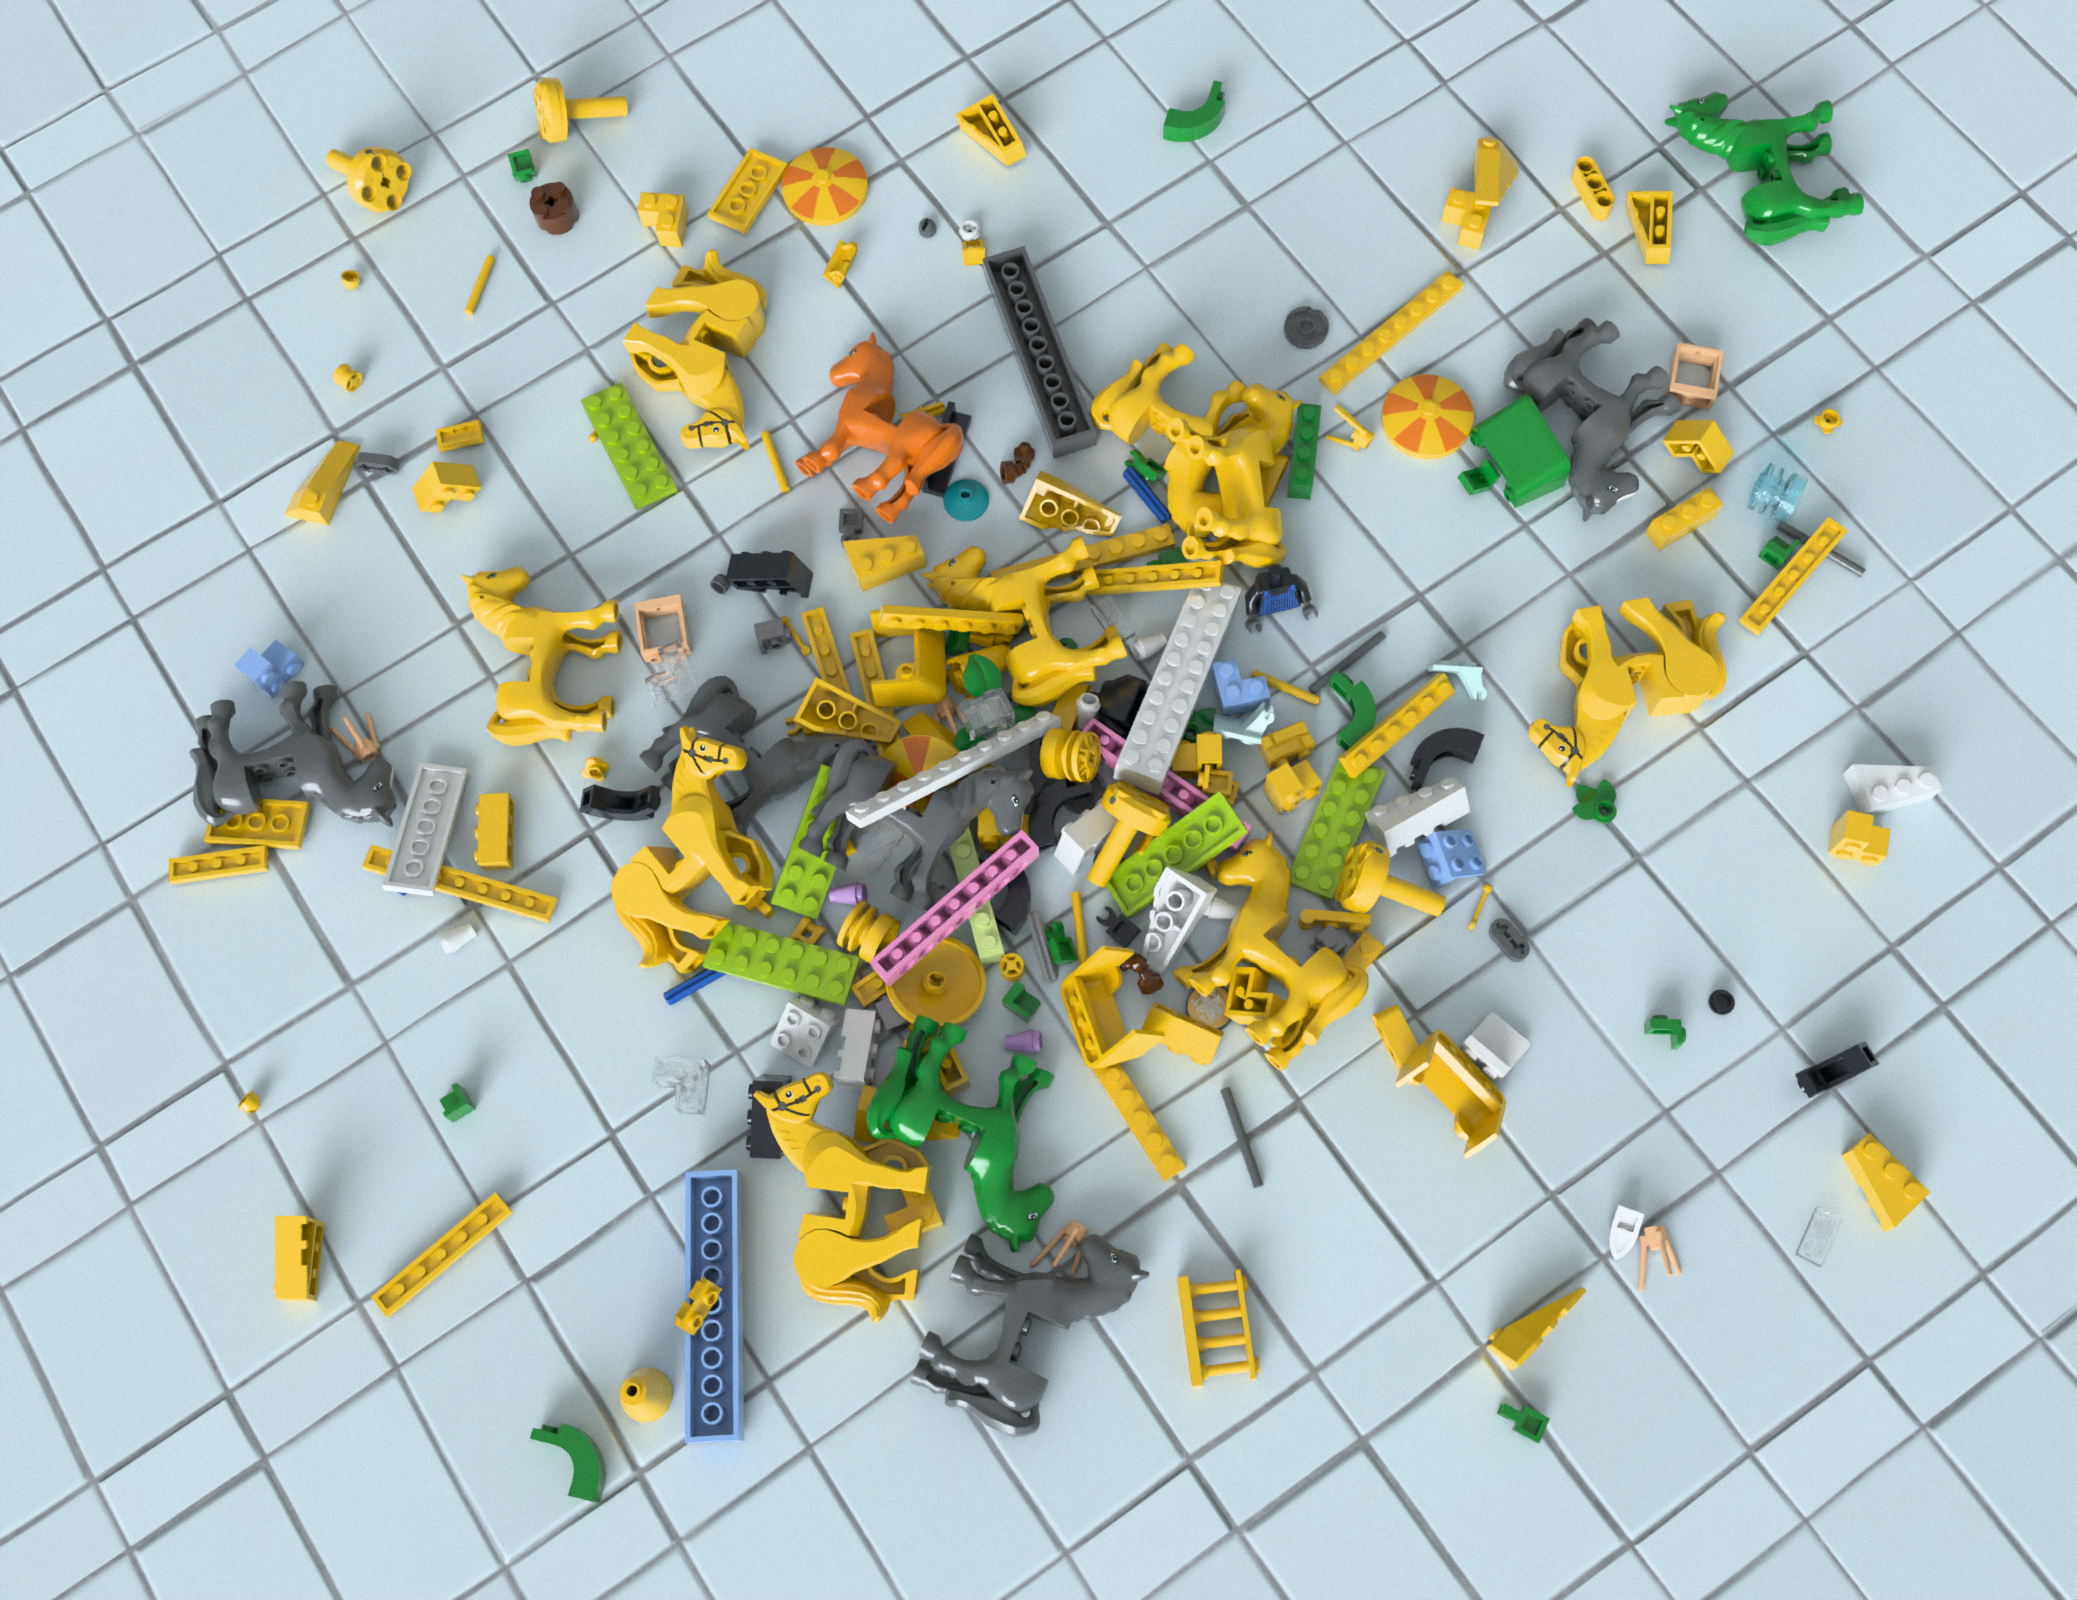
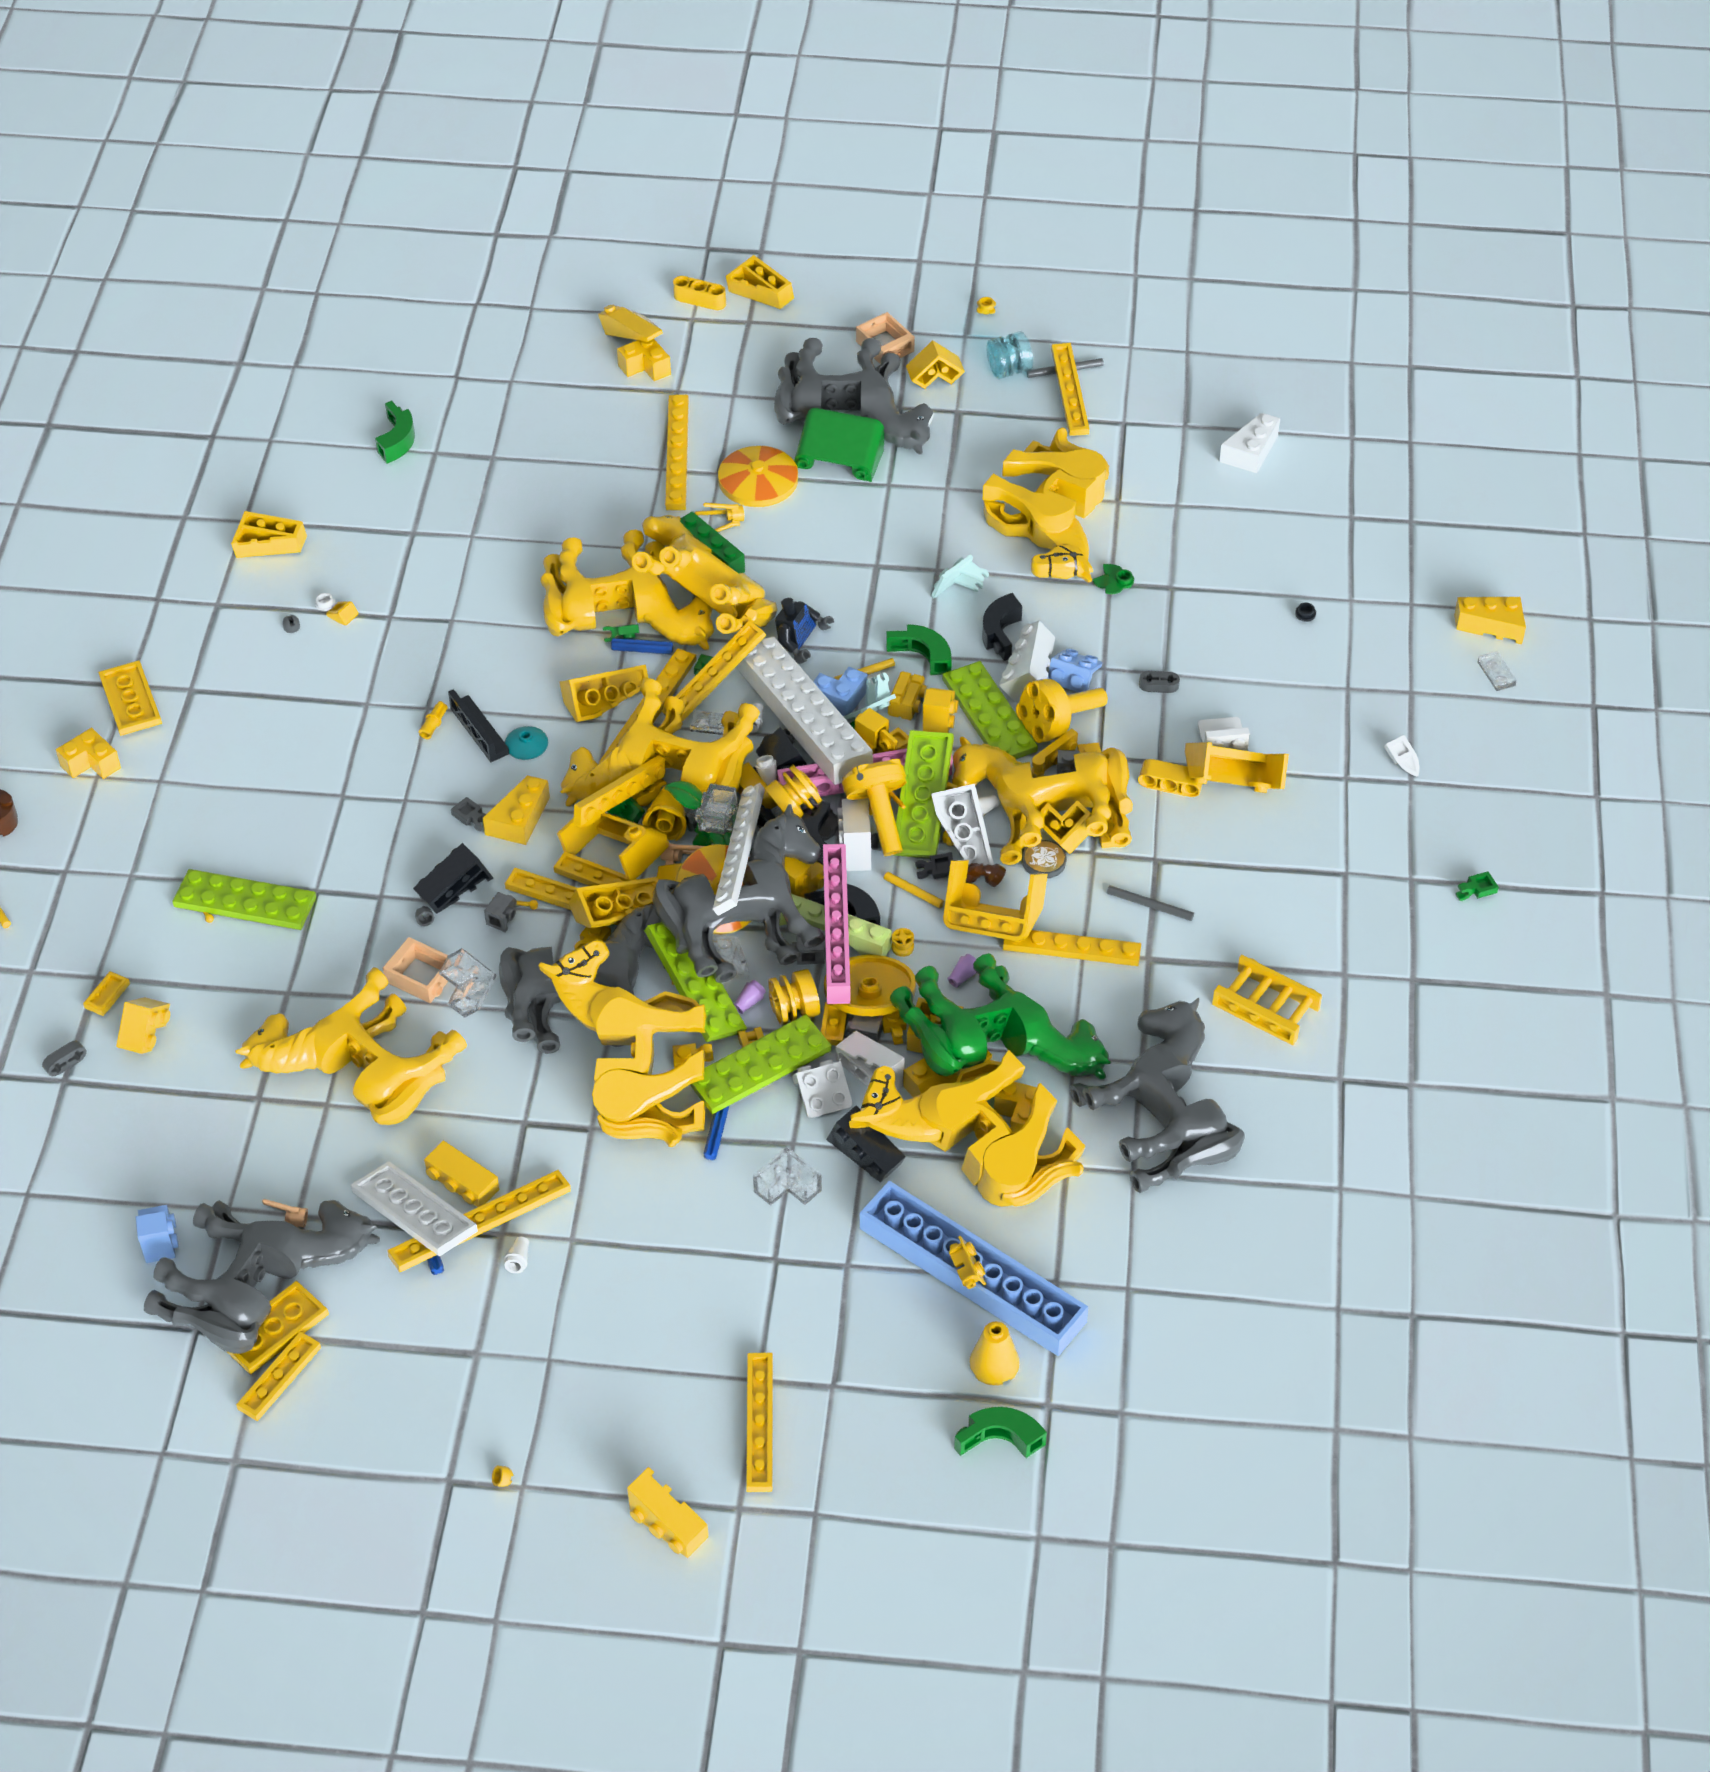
camera: 55 degrees left, 20 degrees down
(322, 489) = (36, 1108): yellow wedge -> none
(456, 1103) = (650, 1335): green panel -> none
(595, 763) = (477, 1082): yellow plate -> none
(620, 804) = (533, 1082): black arch -> none
(729, 320) = (239, 803): yellow animal -> none
(776, 464) = (365, 825): yellow bar -> none
(825, 186) = (182, 656): dish -> none
(840, 262) = (258, 683): yellow hinge -> none
(864, 420) = (469, 725): orange animal -> none
(1020, 1002) = (934, 956): green panel -> none
(1023, 457) = (537, 695): reddish brown arm -> none
(1039, 352) = (468, 624): dark grey brick -> none
(1042, 947) = (906, 918): light grey axle -> none
(1060, 946) = (919, 906): green plate -> none
(1073, 1235) = (1127, 1034): light nougat plant -> none
(1184, 1033) = (1061, 876): yellow brick -> none
(1306, 327) = (620, 489): dark grey tile -> none
(1348, 661) = (882, 628): dark grey bar -> none
(1396, 725) = (956, 630): yellow plate -> none
(1480, 478) = (834, 478): green bracket -> none
(1487, 888) = (1113, 669): yellow hinge -> none
(1522, 1338) = (1426, 843): yellow wedge -> none
(1657, 1240) = (1425, 744): light nougat plant -> none
(1663, 1026) = (1297, 645): green bracket -> none
(1684, 518) = (974, 408): yellow brick -> none
(1777, 206) = (817, 222): green animal -> none
(1777, 551) = (1045, 387): green panel -> none
(1836, 1069) = (1403, 587): black arch -> none
(1858, 839) = (1269, 477): yellow brick -> none

